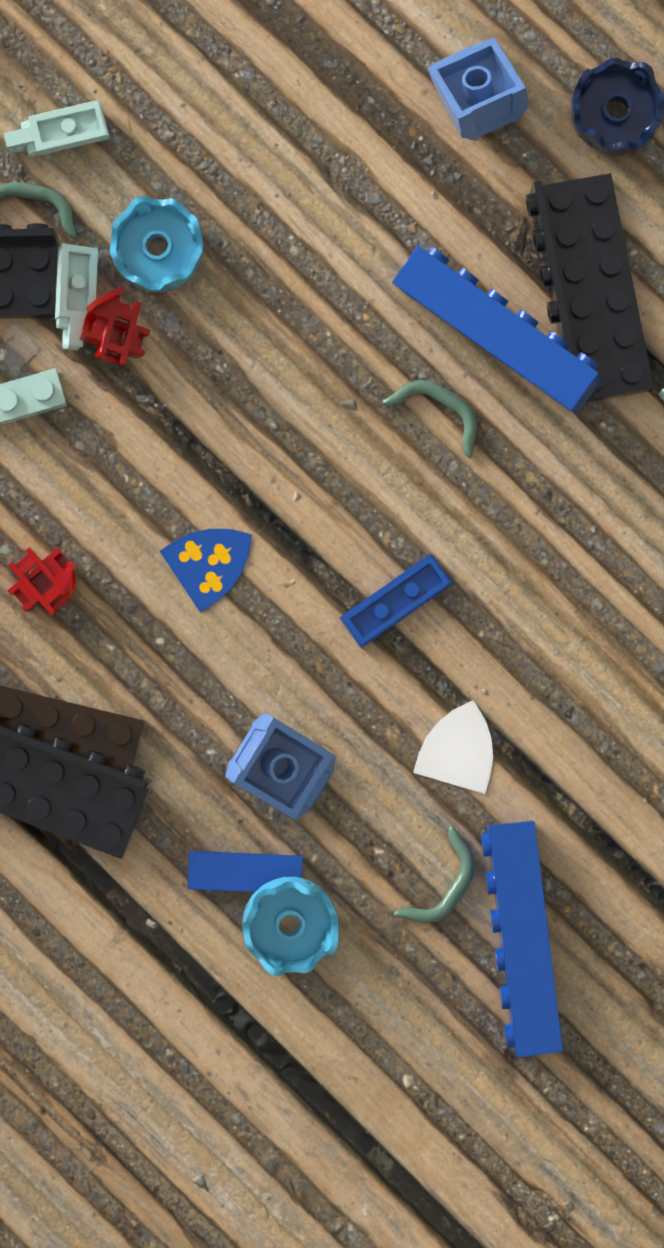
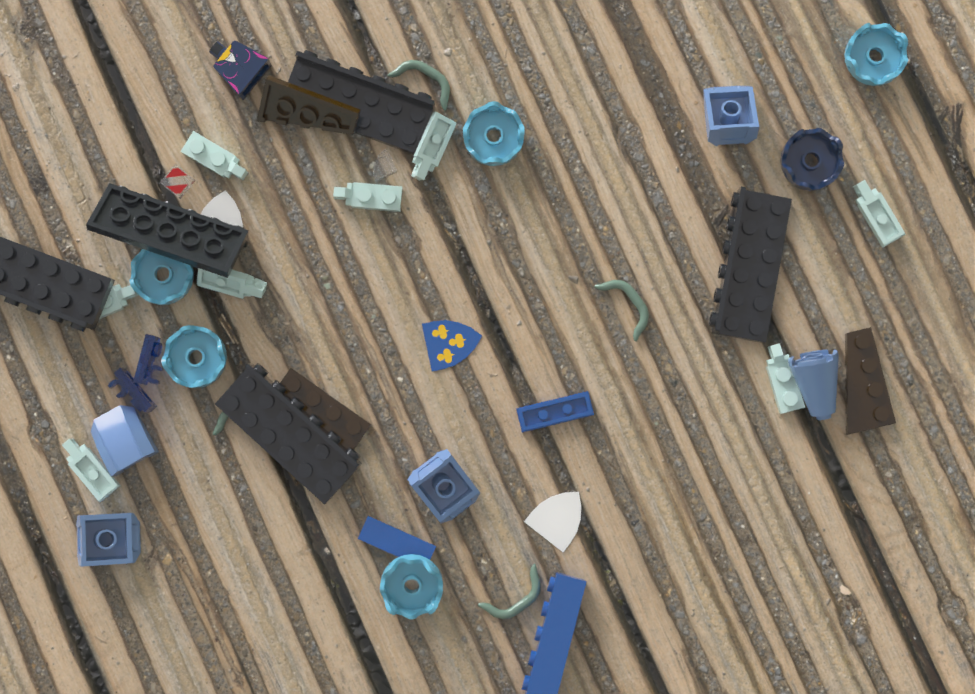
camera: 20 degrees right, 0 degrees up
(47, 577) = (346, 313): red piece -> none
(59, 130) = (461, 40): light aqua hinge -> none
(108, 332) = (443, 176): red piece -> none
(497, 329) = (682, 269): blue brick -> none

